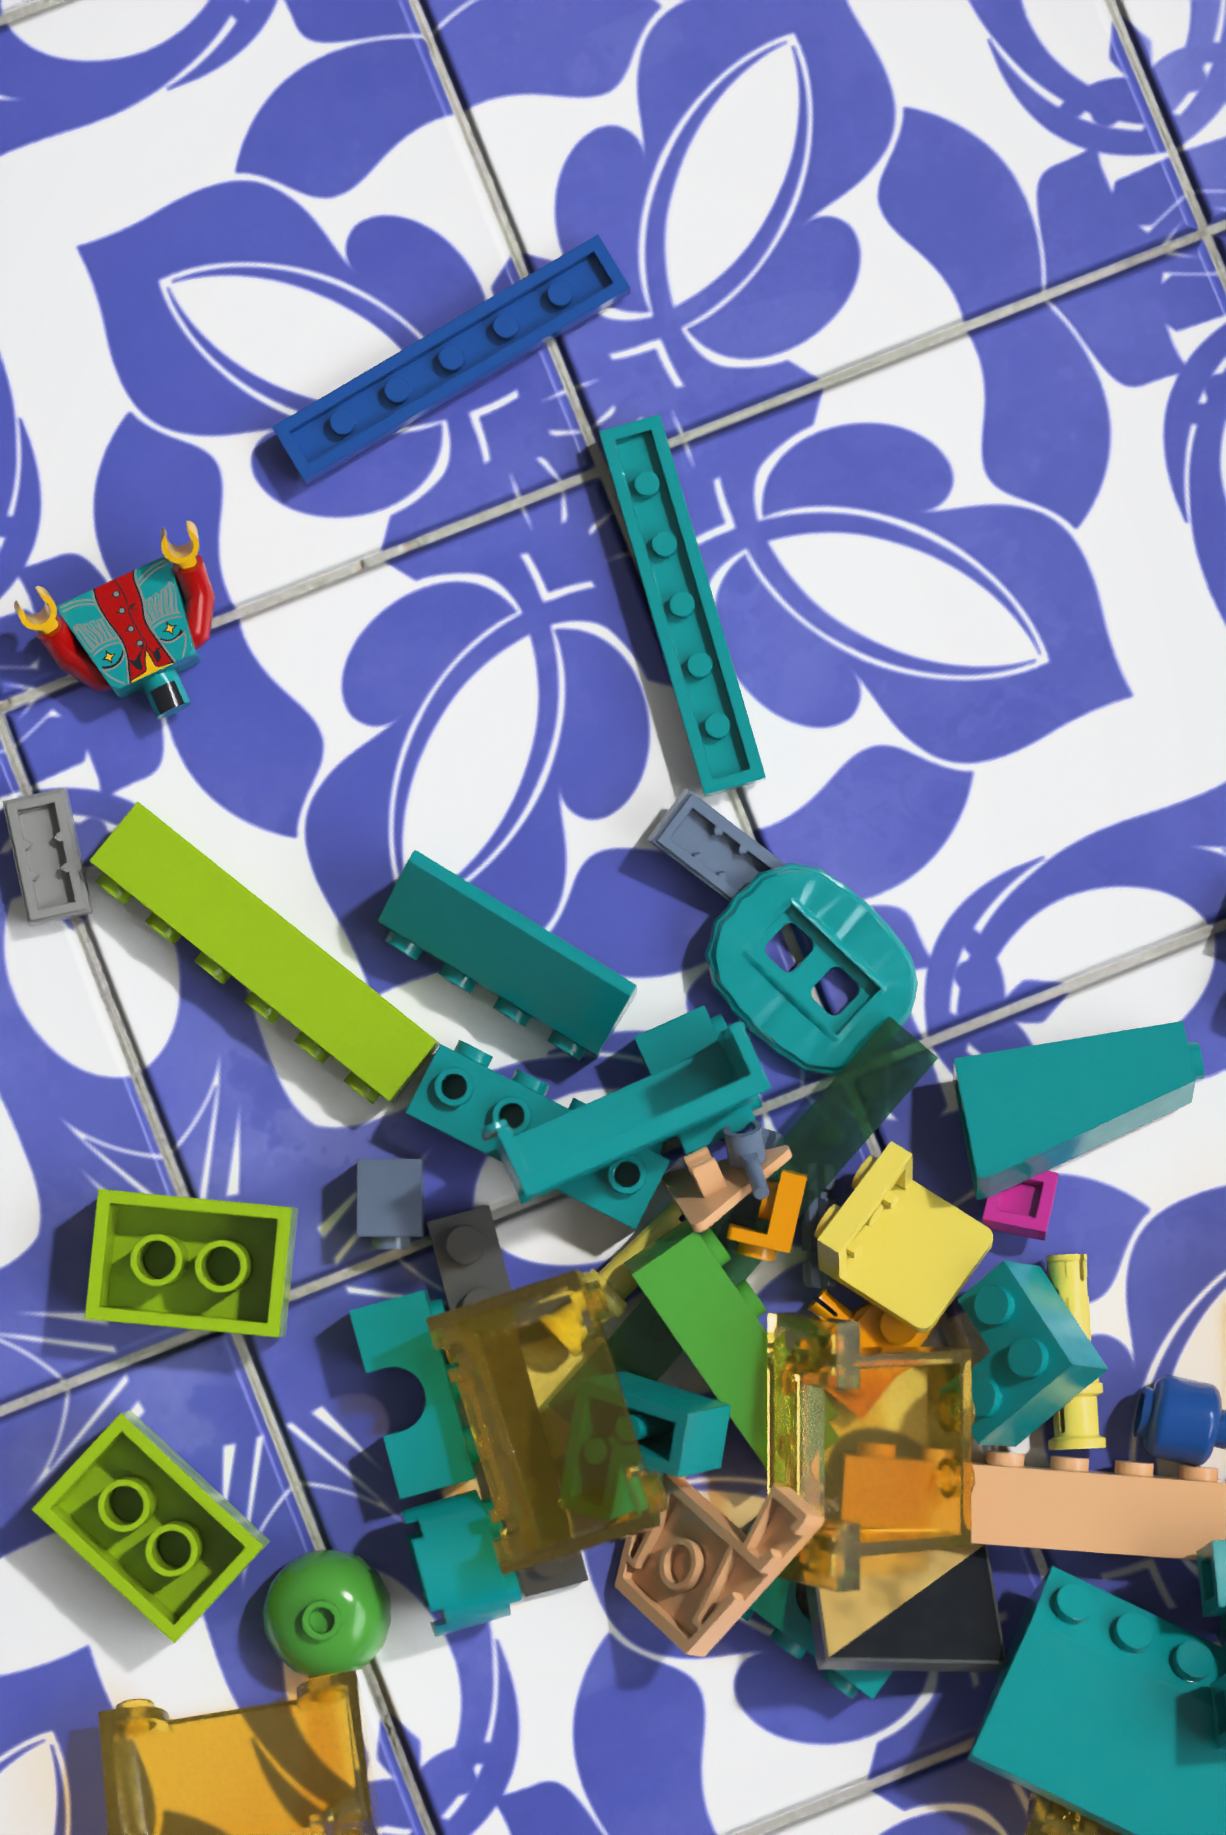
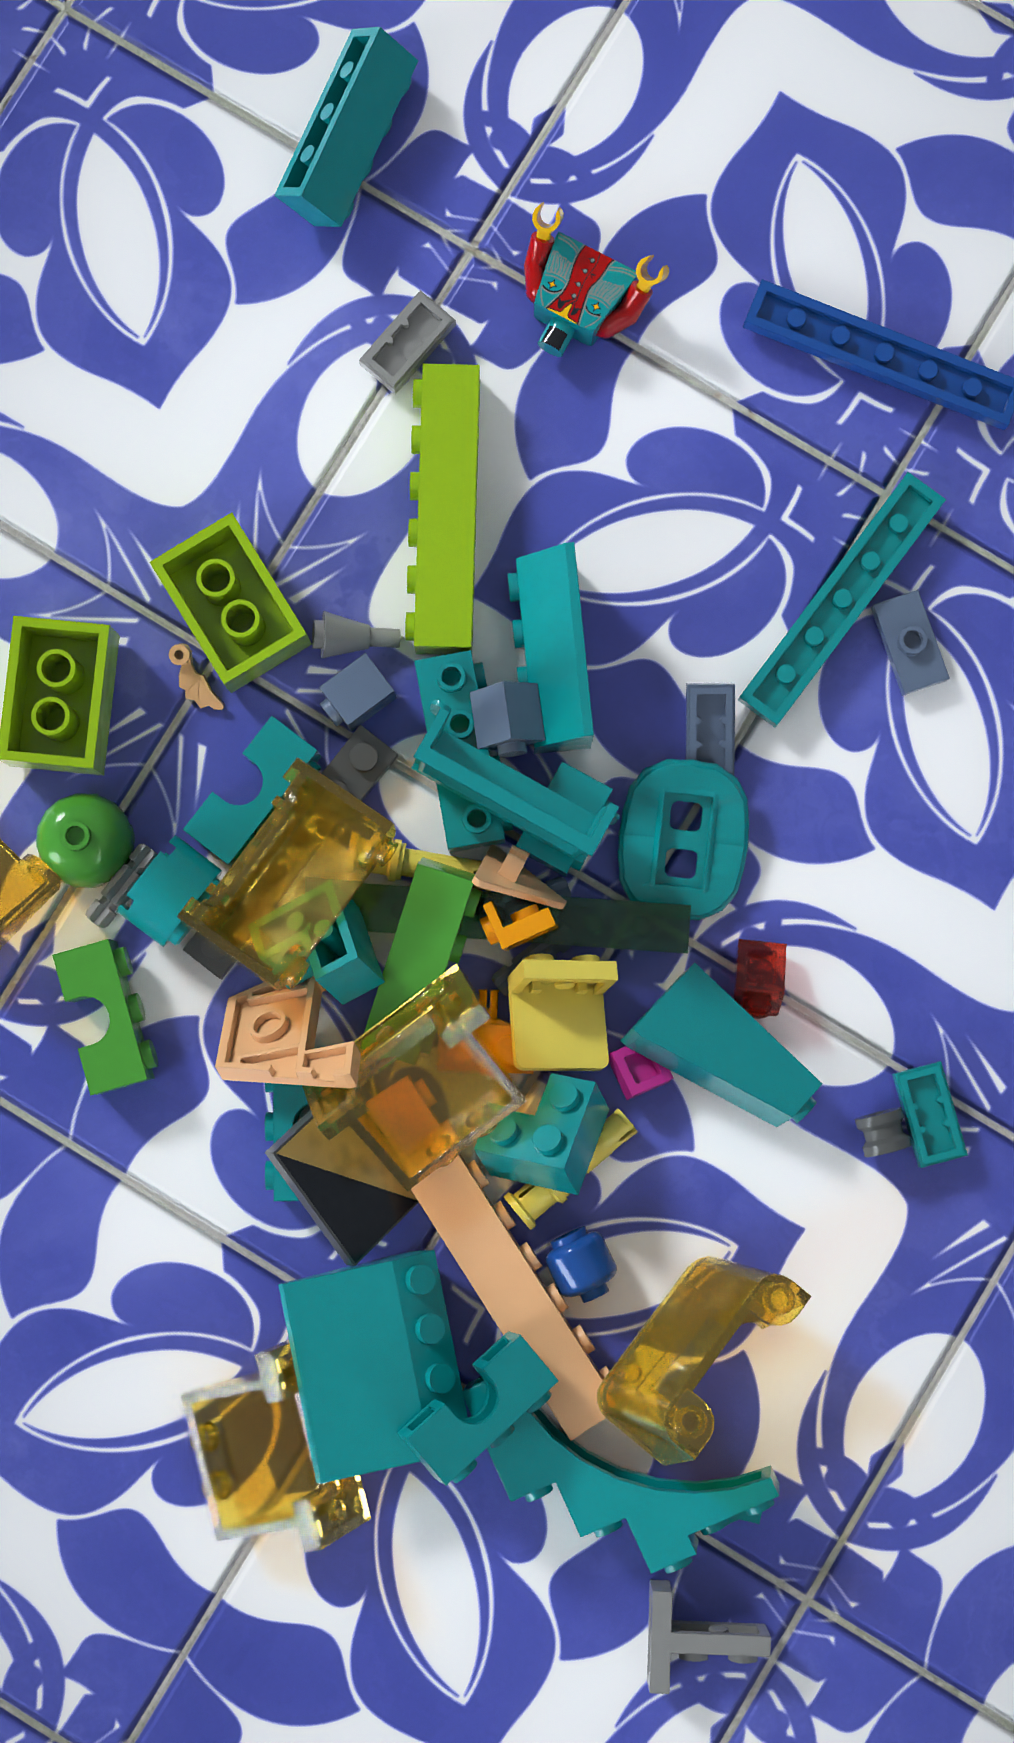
camera: 50 degrees right, 0 degrees up
(244, 1368) = (193, 683): none -> light nougat piece
(314, 1169) = (343, 635): none -> light grey cone
(407, 1610) = (115, 892): none -> light grey axle
(544, 1060) = (507, 717): none -> sand blue brick
(592, 1746) = (122, 1054): none -> bright green arch
(749, 1153) = (544, 880): sand blue hand -> none
(782, 567) = (910, 642): none -> sand blue plate
(1019, 1000) = (760, 977): none -> clear red bracket

